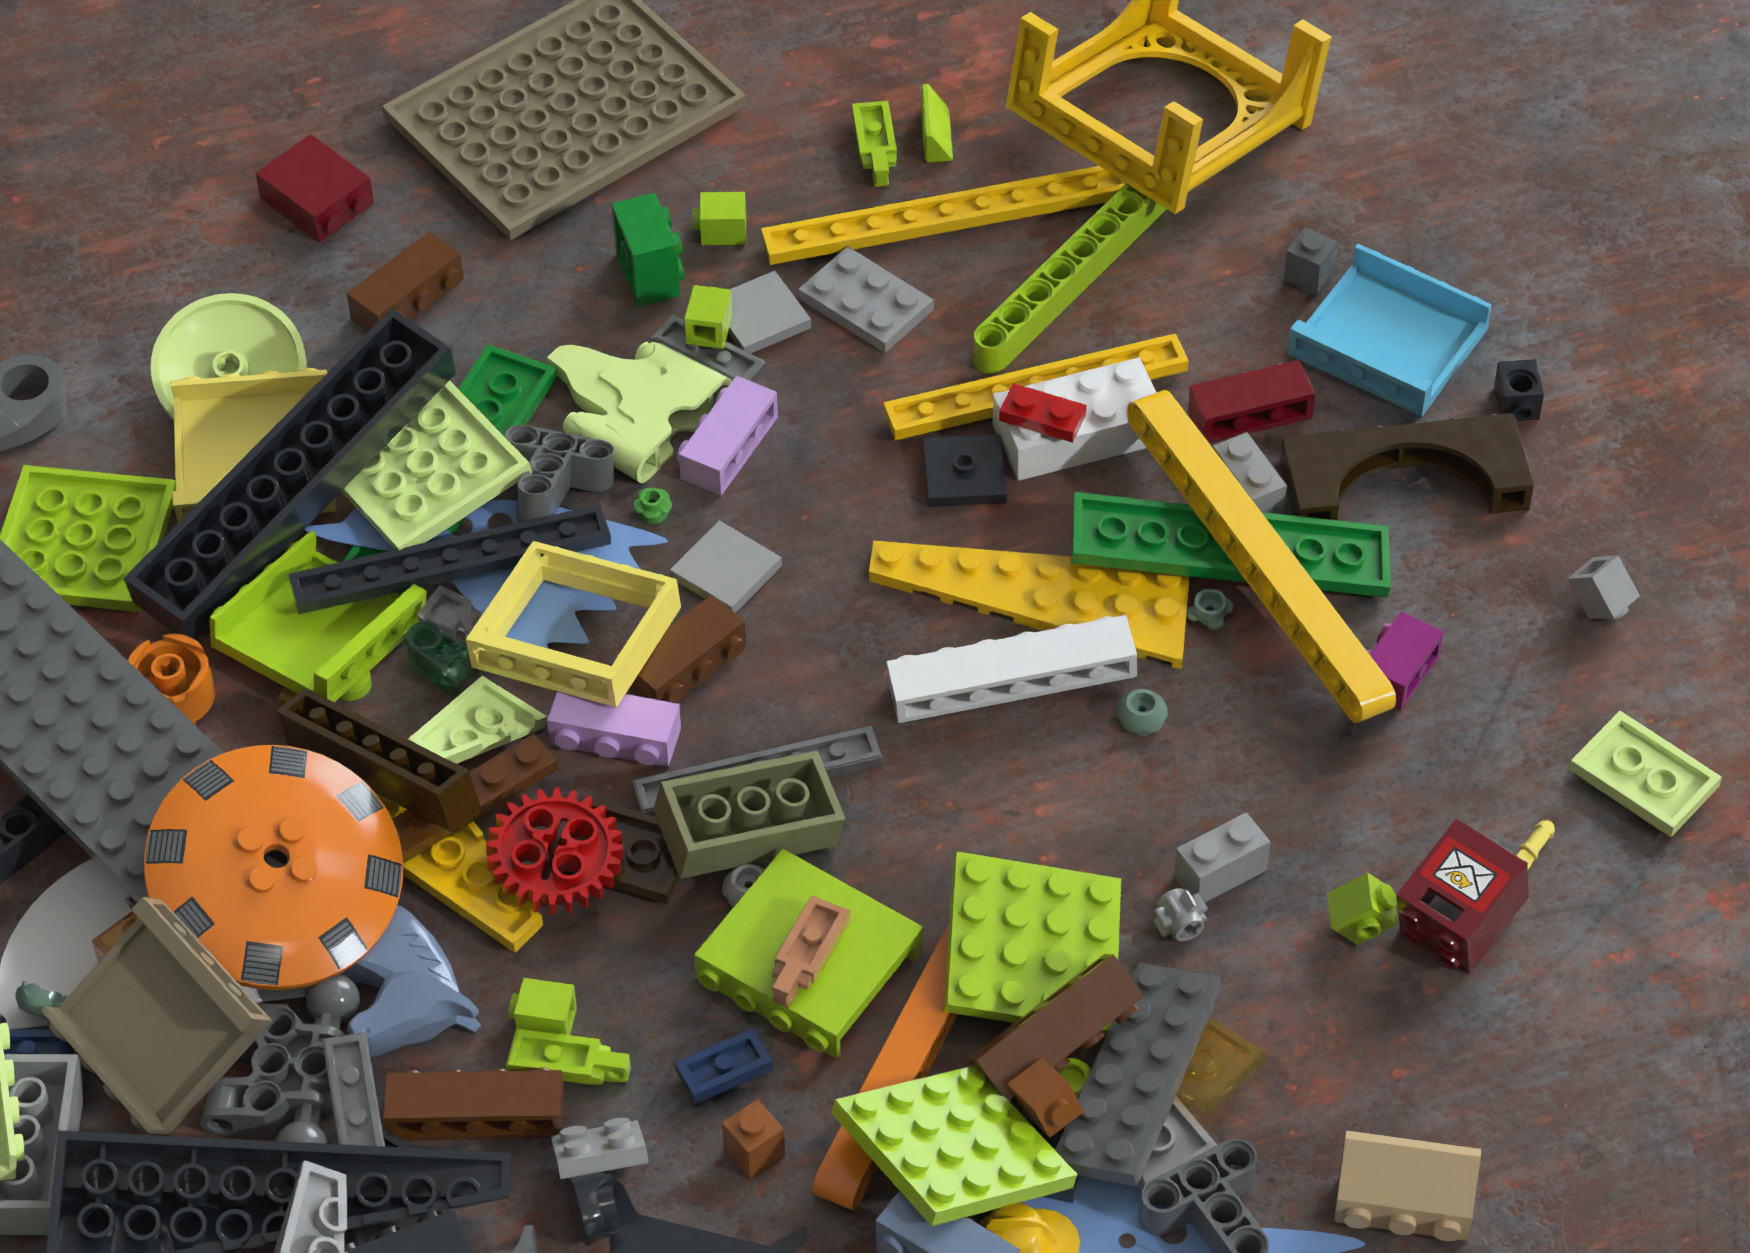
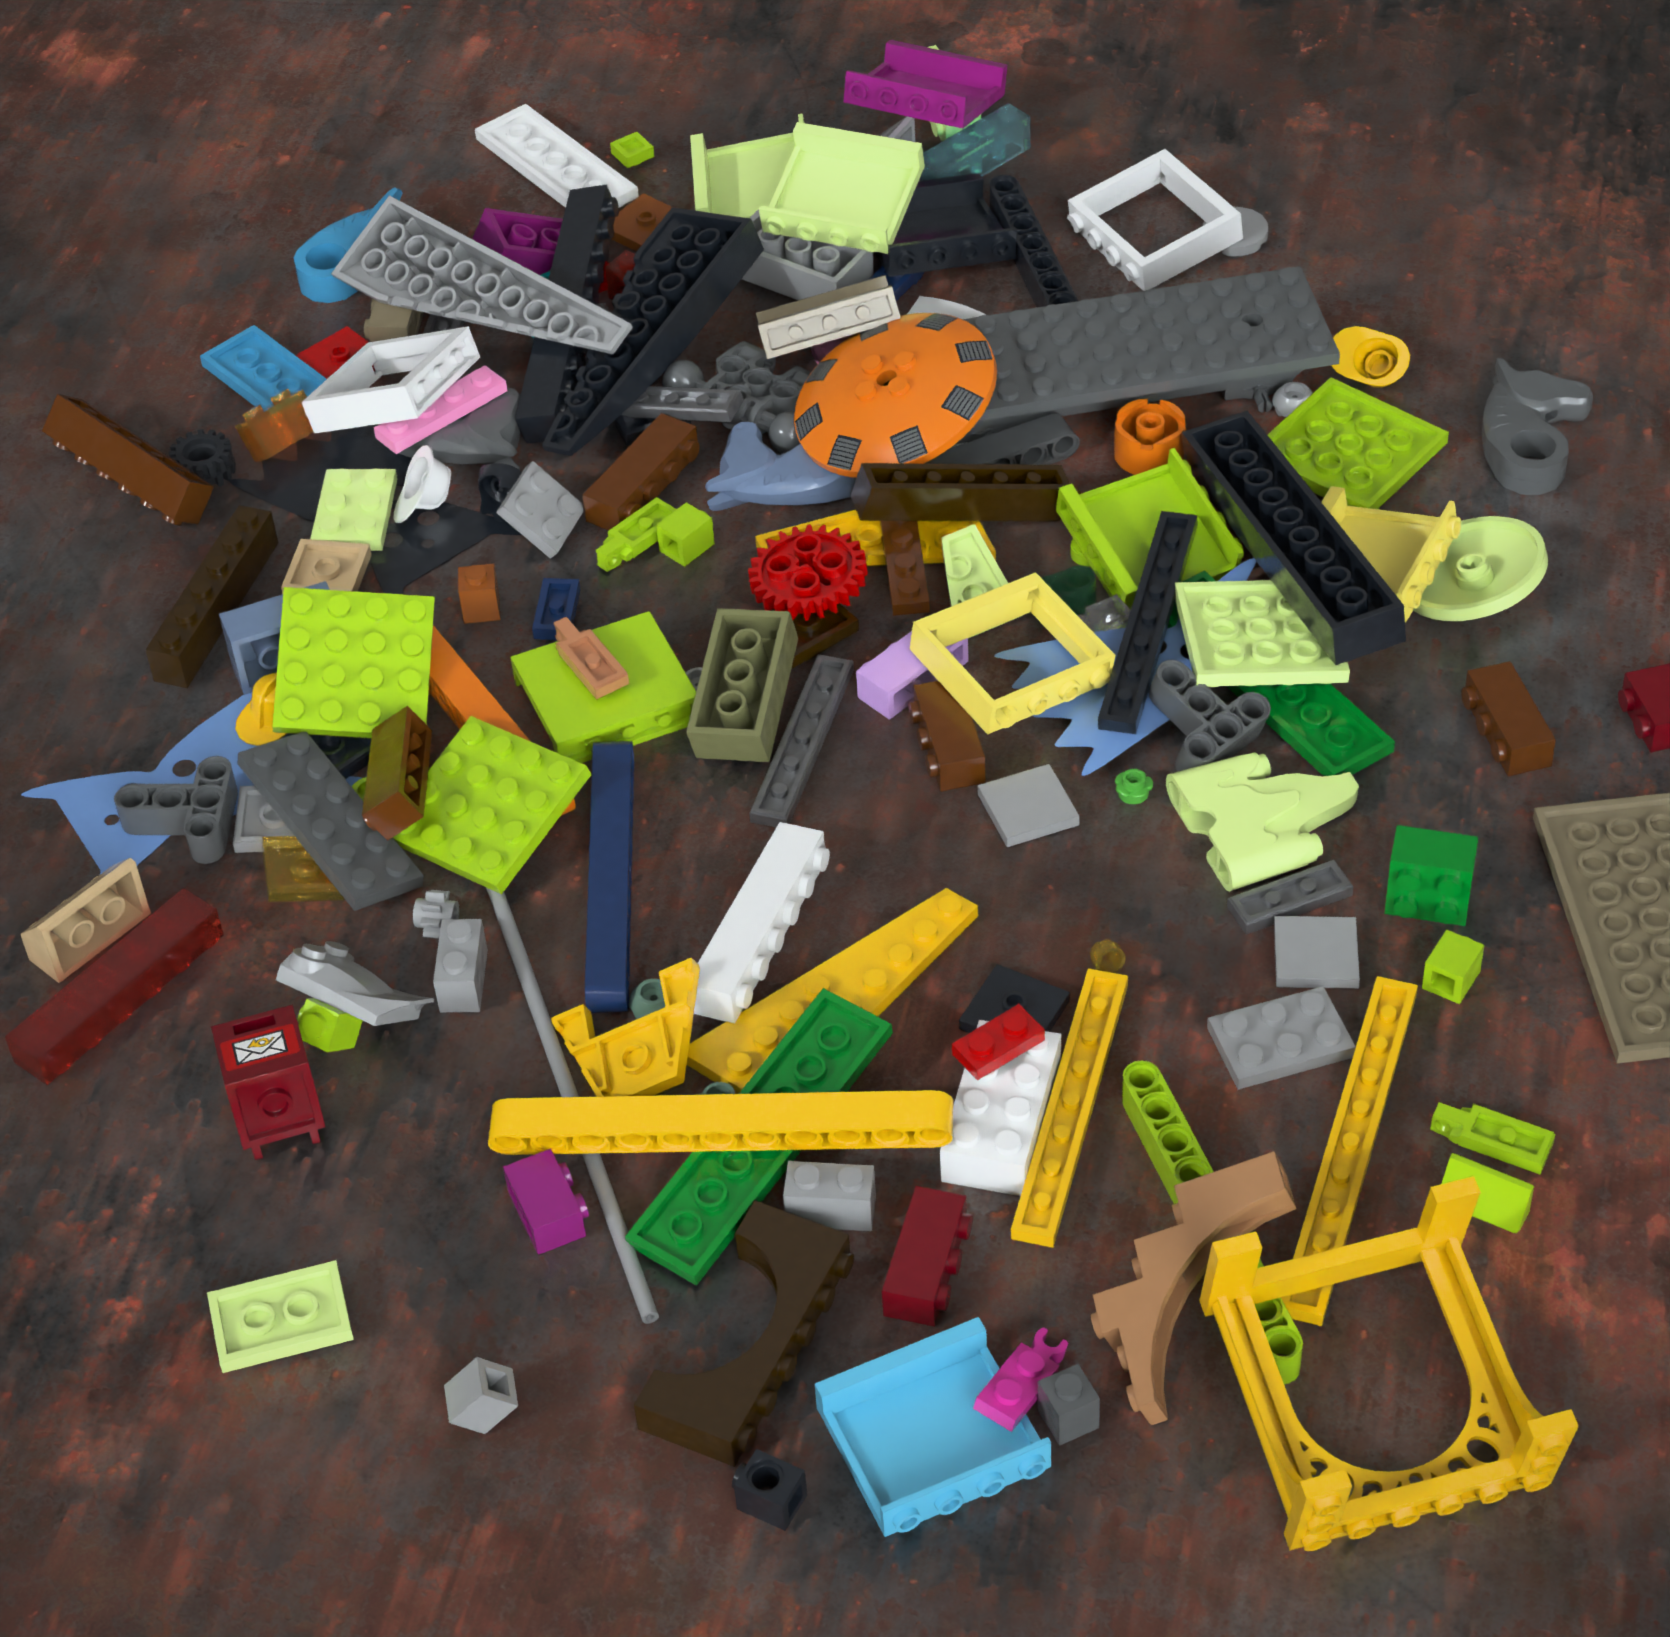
camera: 125 degrees right, 5 degrees down
(33, 998) = (921, 294): sand green plate -> none
(708, 316) = (1315, 887): lime brick -> none
(727, 435) = (1171, 857): lavender brick -> none
(865, 434) = (1114, 953): none -> clear yellow hinge
(1034, 813) = (610, 878): none -> dark blue beam
(1045, 1097) = (345, 738): dark orange brick -> none
(1157, 240) = (1170, 1262): none -> medium nougat arch
(1219, 668) = (644, 1053): none -> yellow wing
(1270, 728) = (567, 1089): none -> light grey piece
(1309, 298) = (1015, 1384): none -> dark pink plate
(1318, 907) = (335, 979): none -> light grey slope
(1498, 1122) = (114, 986): none -> clear red brick
(1529, 850) = (288, 1185): light yellow piece -> none

